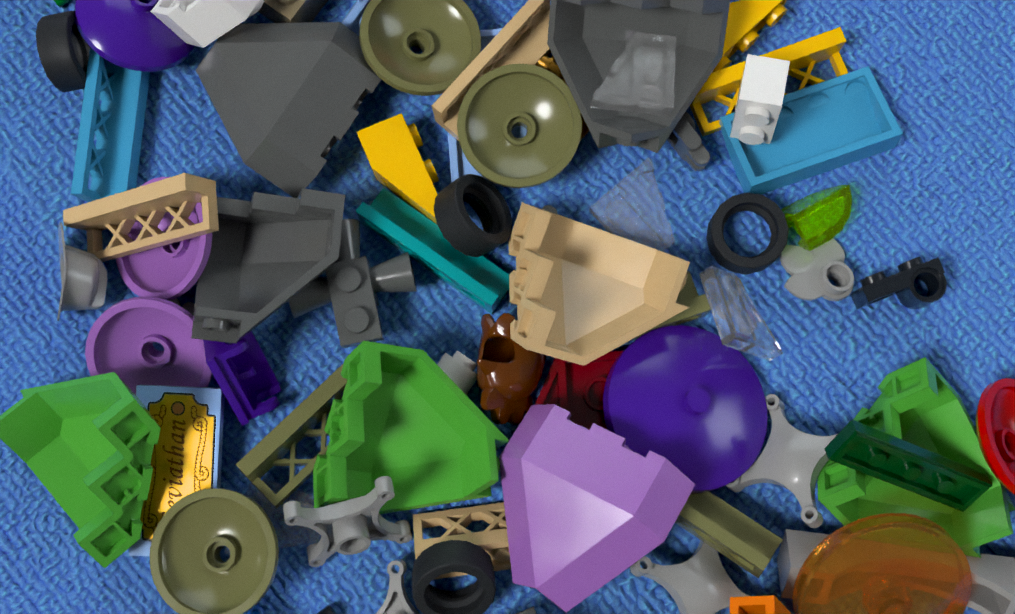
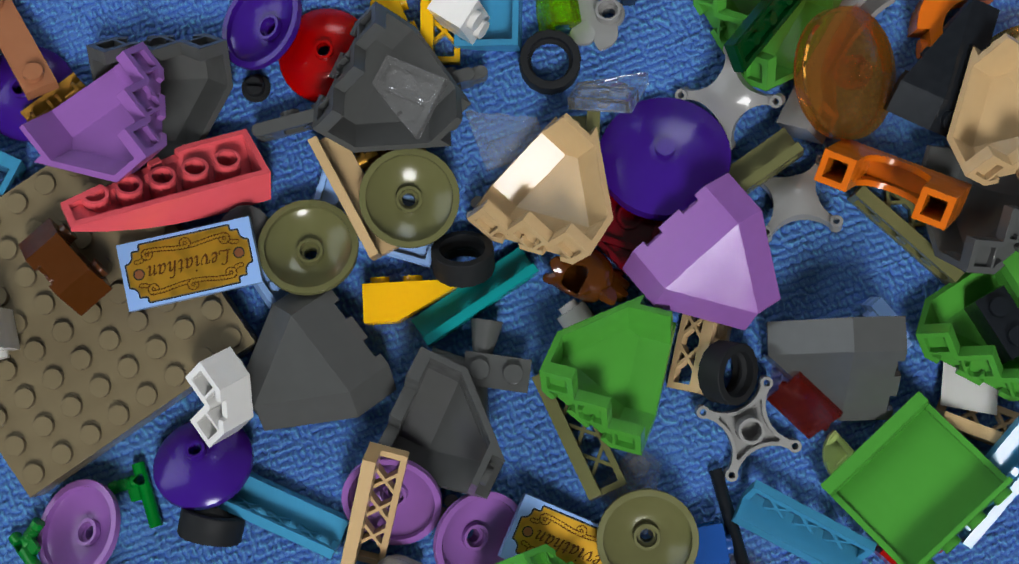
camera: 70 degrees left, 5 degrees up
(243, 376) = (522, 474): dark purple hinge -> none
(349, 524) = (661, 432): light grey piece -> none

